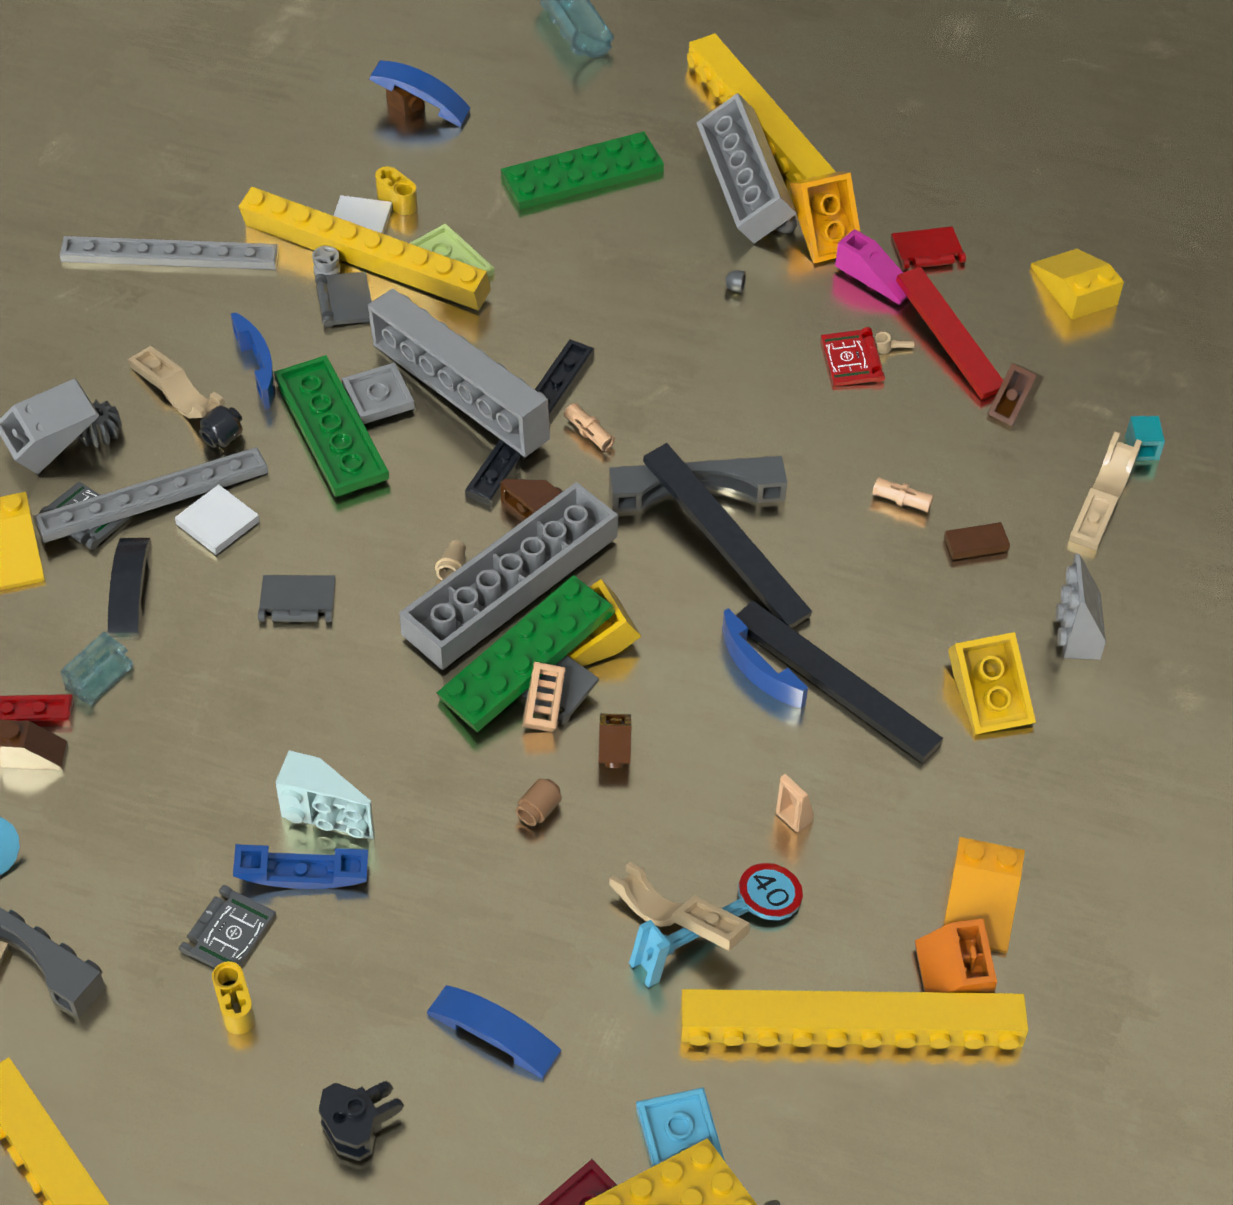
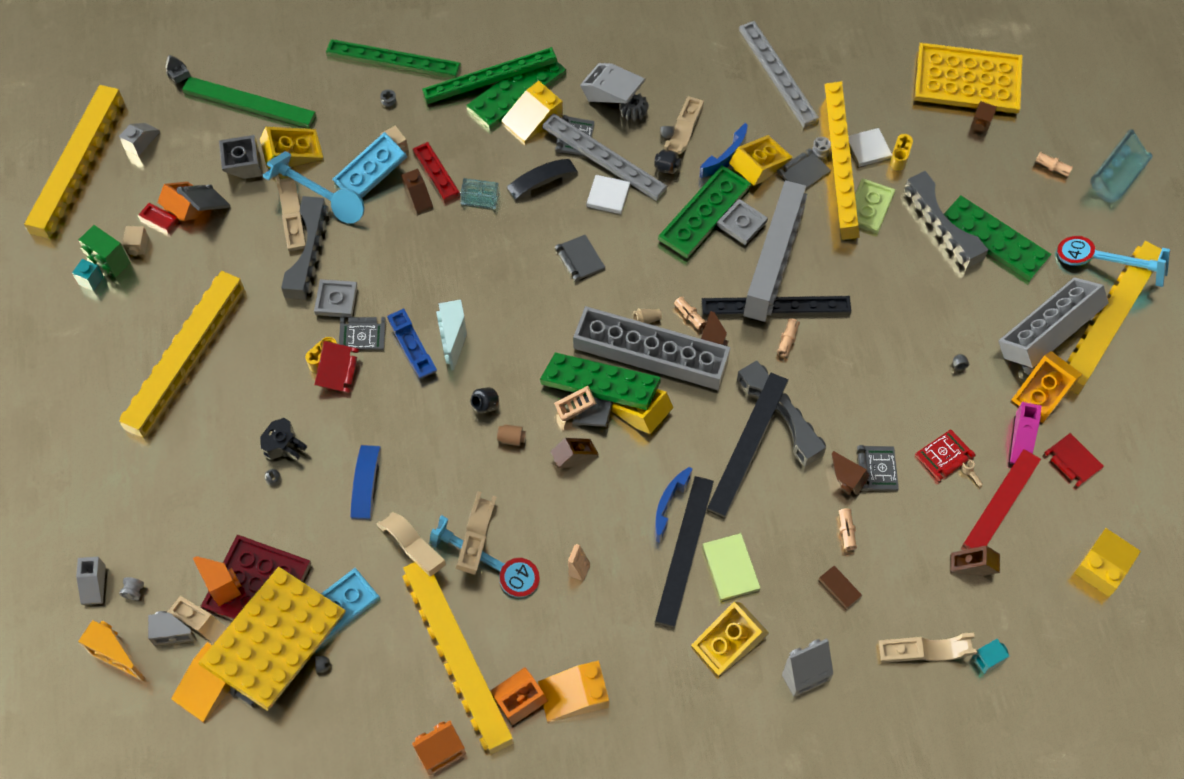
camera: 65 degrees right, 10 degrees up
(140, 939) = (335, 298): none -> light grey plate
(168, 407) = (667, 131): none -> dark grey hinge
(272, 983) = (336, 367): none -> red piece
(296, 331) = (759, 159): none -> yellow slope
(329, 82) = (968, 76): none -> yellow plate
(405, 1168) = (268, 479): none -> dark grey hinge
(424, 86) = (989, 123): blue slope -> none
(459, 514) = (690, 313): none -> light nougat pin
(462, 808) = (484, 400): none -> black head
(477, 200) = (965, 246): none -> dark grey arch
(520, 69) = (1054, 164): none -> light nougat pin
(651, 996) = (412, 543): none -> tan piece
(660, 106) = (1081, 250): none -> medium azure piece
(828, 455) = (849, 474): none -> reddish brown slope
(832, 428) = (881, 467): none -> dark grey piece
(887, 640) = (731, 567): none -> yellowish green tile
(992, 1099) = (438, 747): none -> orange slope

